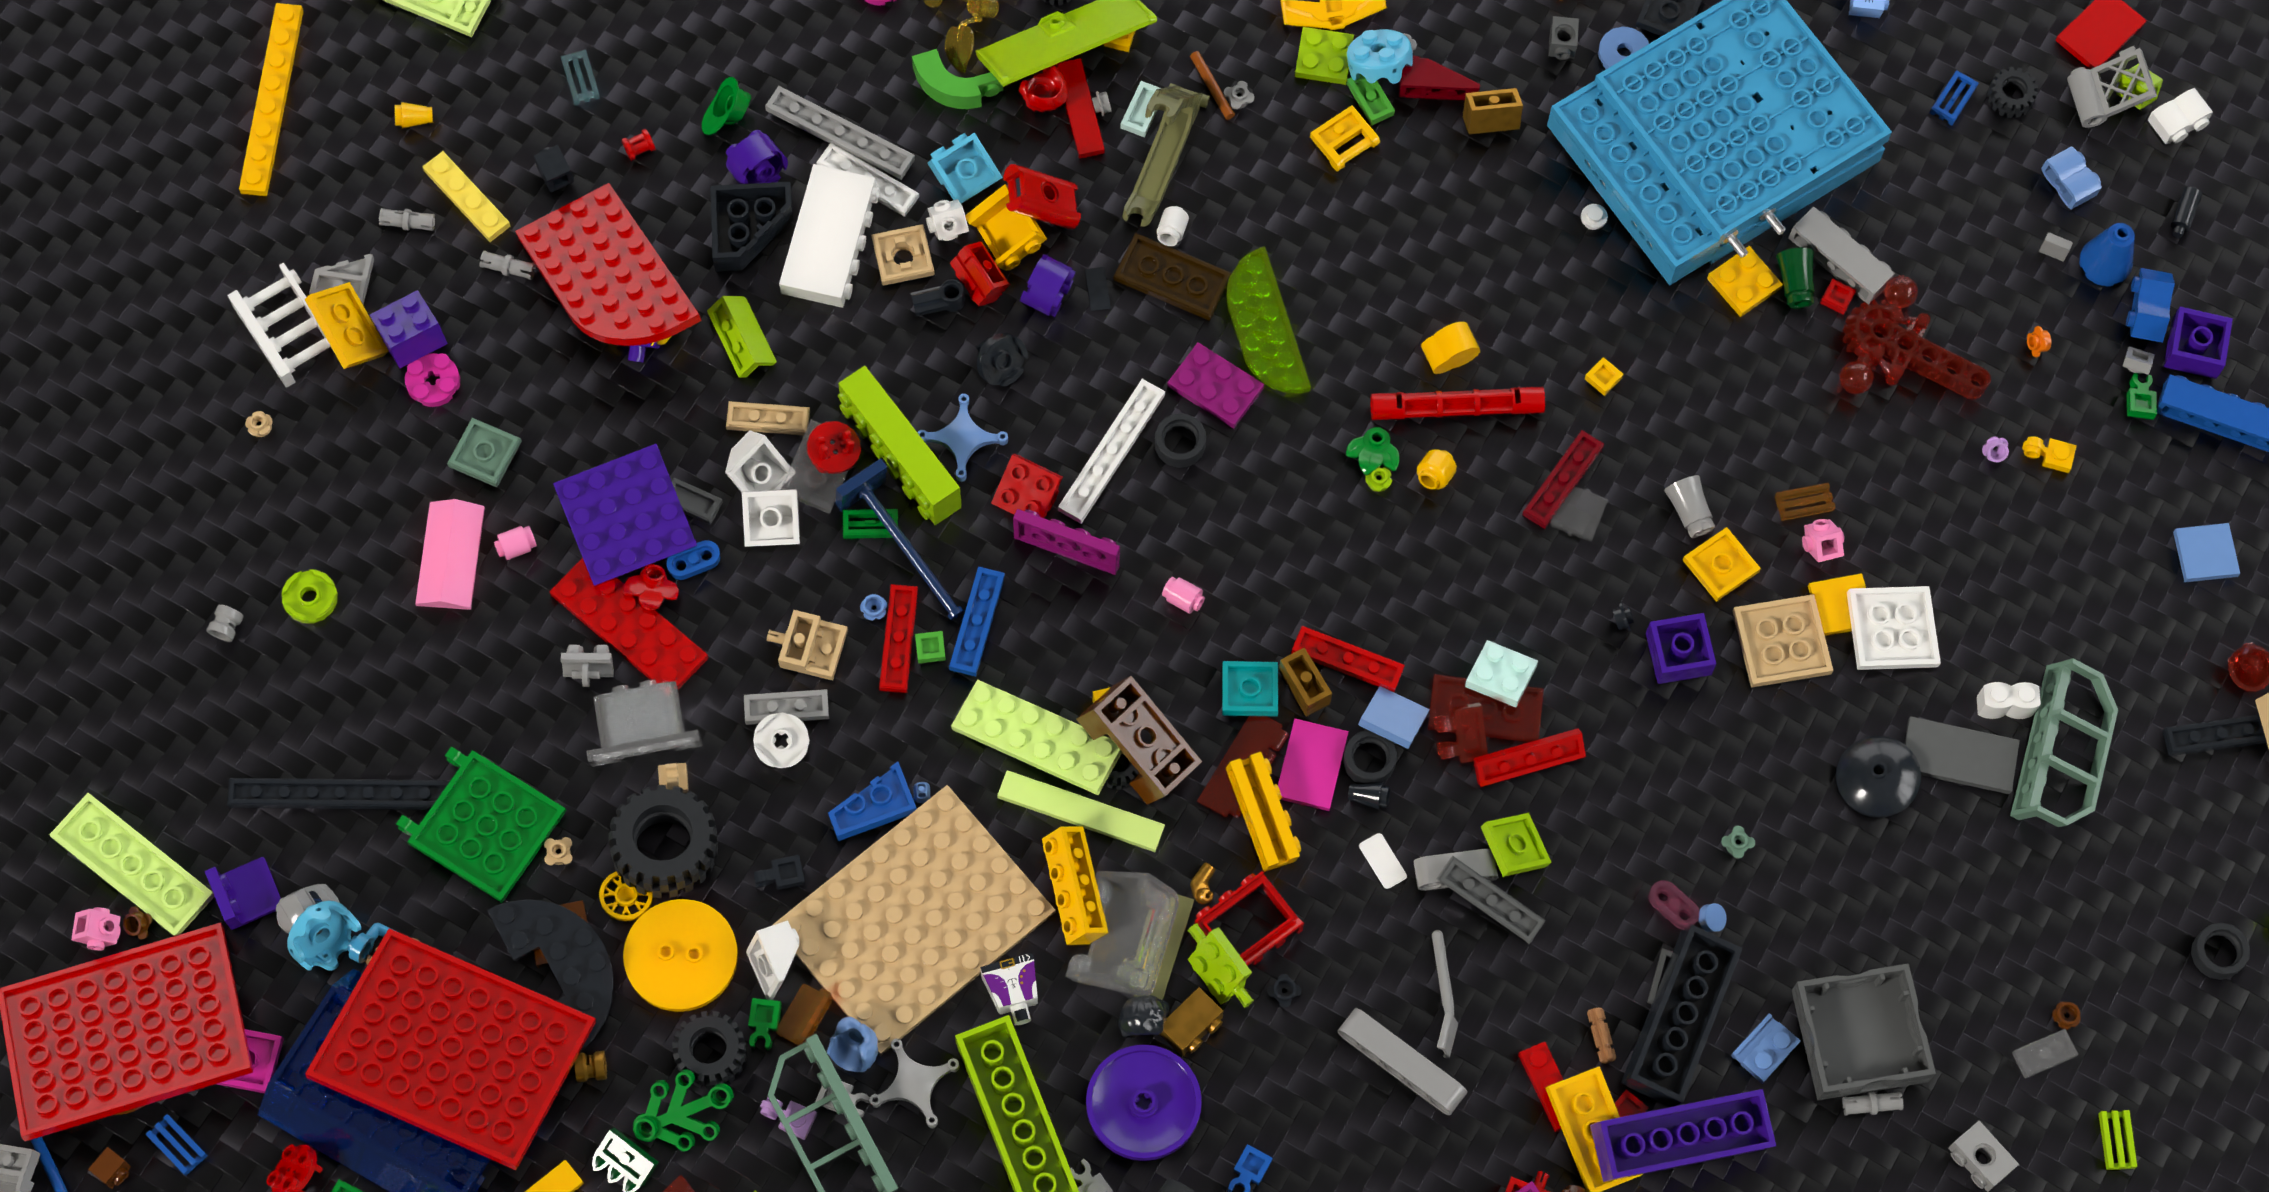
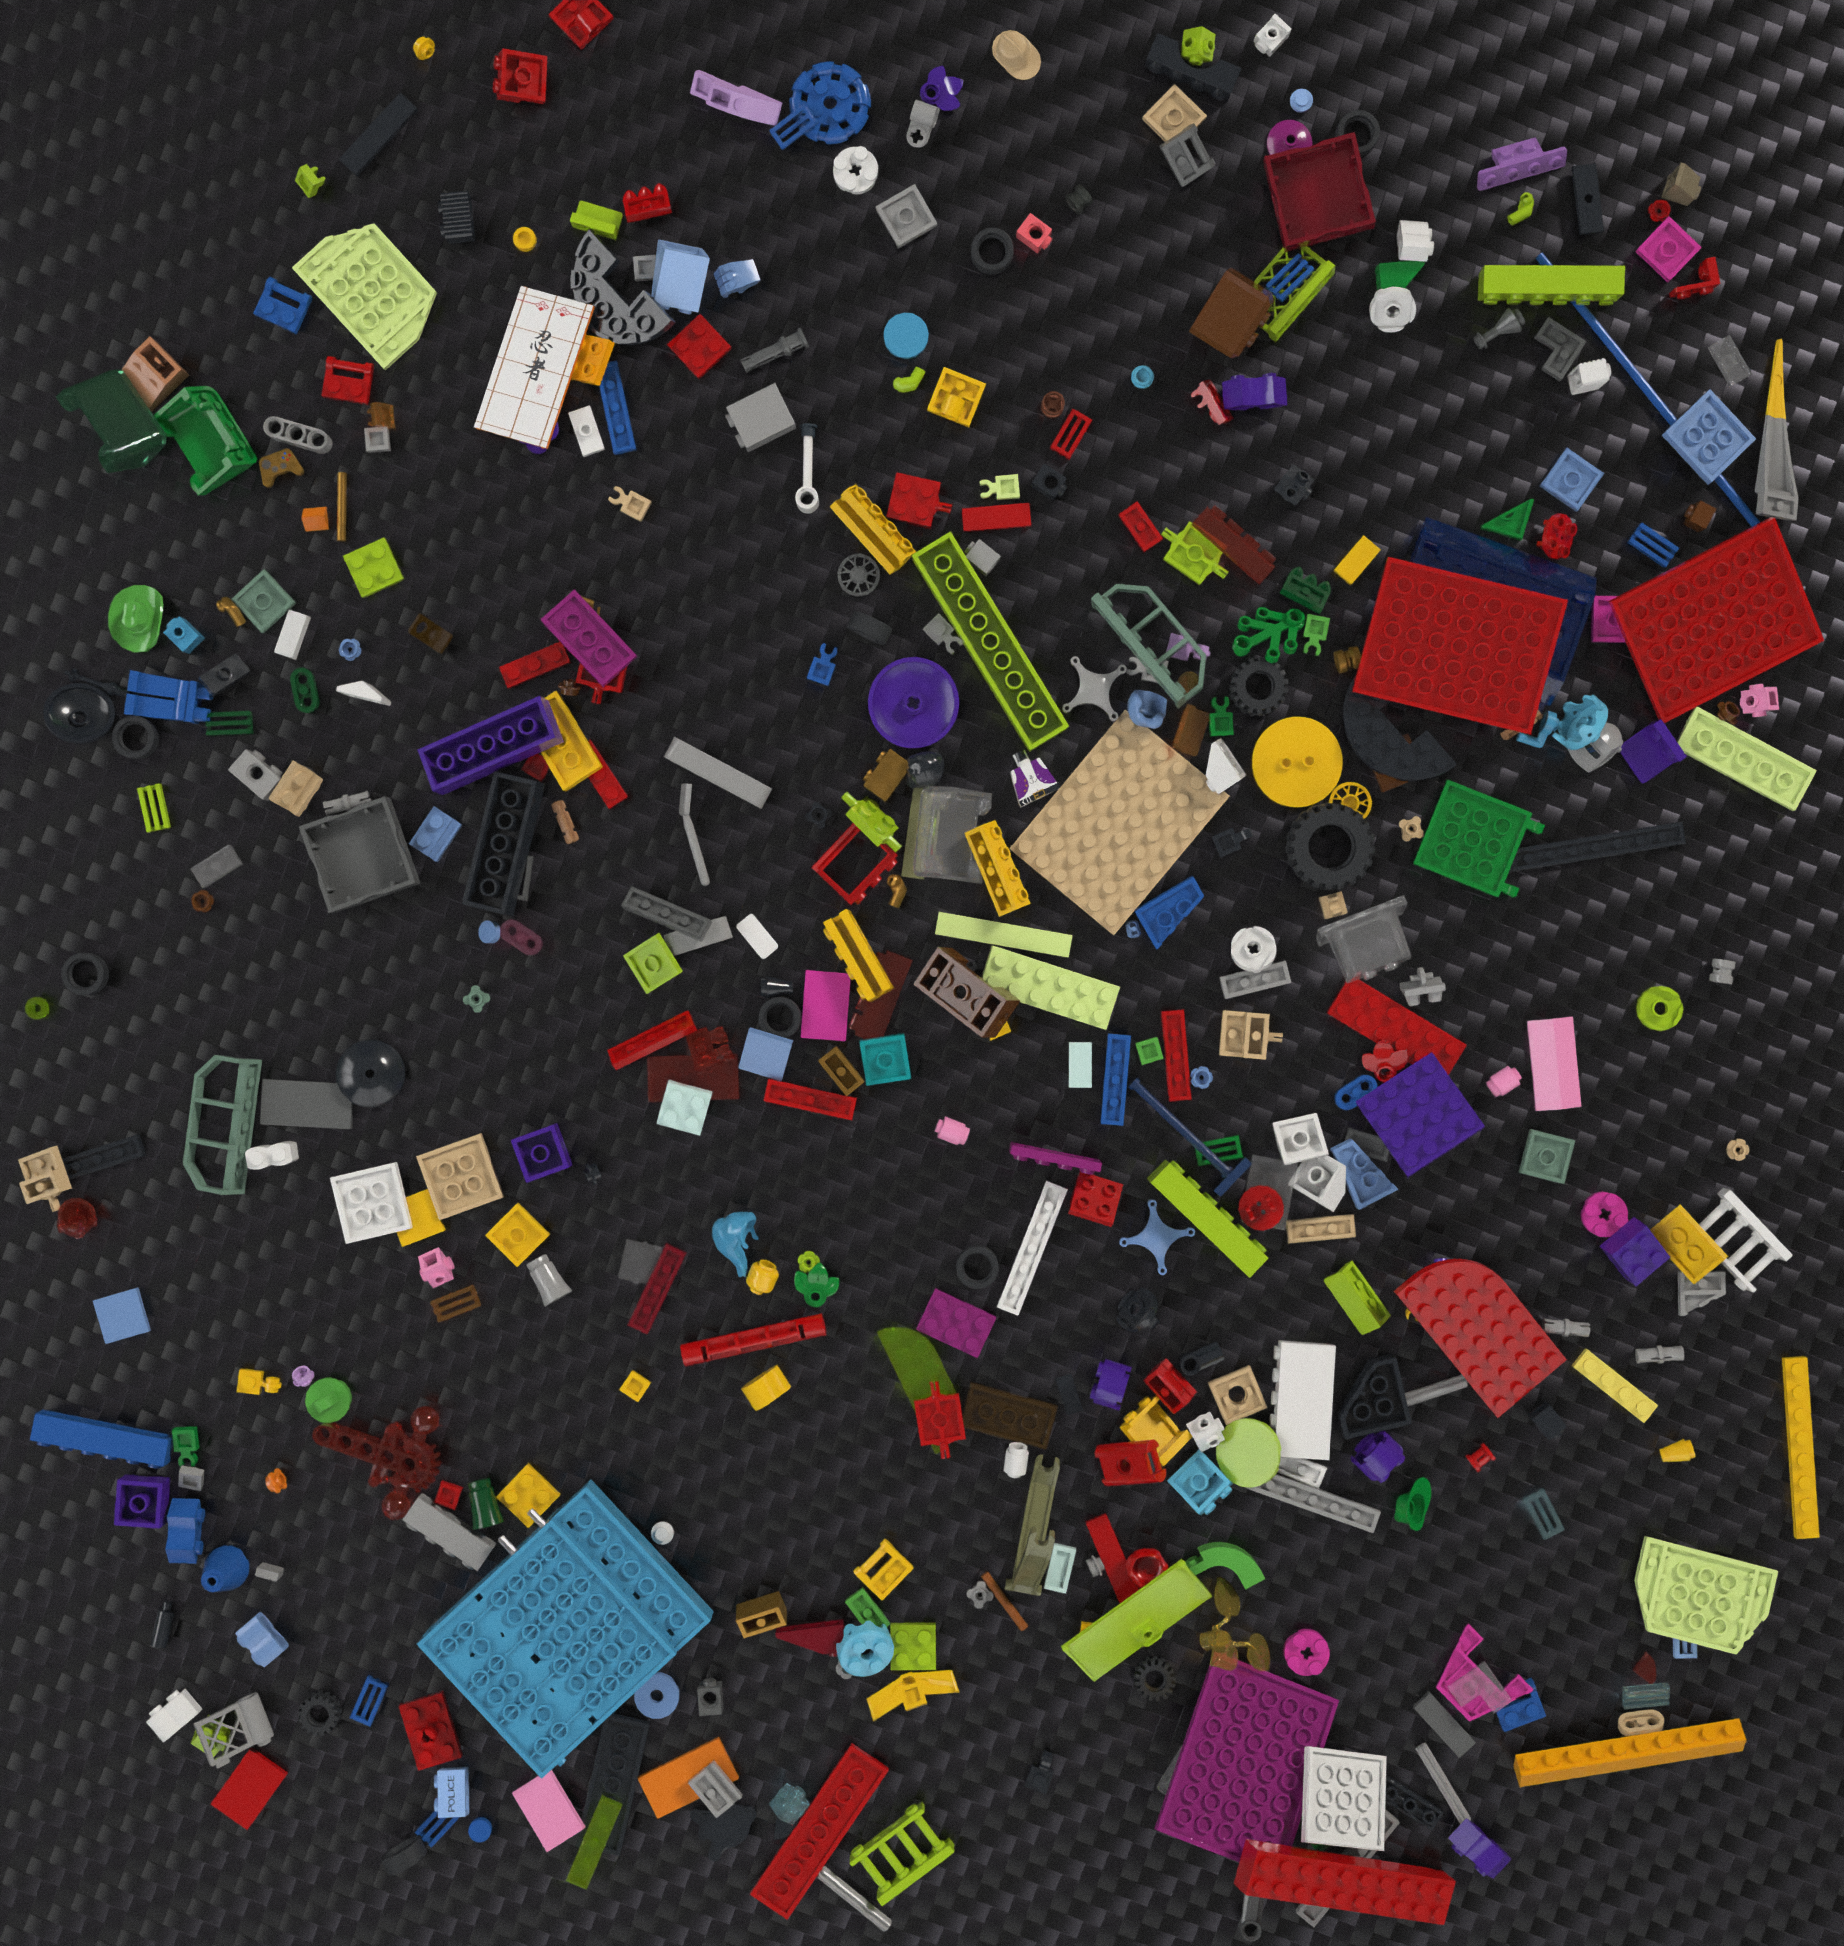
camera: 175 degrees right, 20 degrees up
(622, 1109) = (1316, 630): none -> bright green plate
(675, 223) = (1435, 1390): none -> light grey axle
(705, 463) = (1363, 1178): none -> medium blue wing
(794, 1074) = (1188, 681): none -> clear yellow tile
(902, 188) = (1249, 1452): none -> lime tile
(1016, 646) = (1080, 1064): none -> light aqua tile
(1253, 279) = (939, 1419): none -> red plate
(1467, 520) = (730, 1234): none -> dark azure piece
(1887, 56) = (430, 1730): none -> red plate
(1934, 1129) = (296, 788): none -> tan bracket
(1968, 420) = (328, 1400): none -> bright green tile

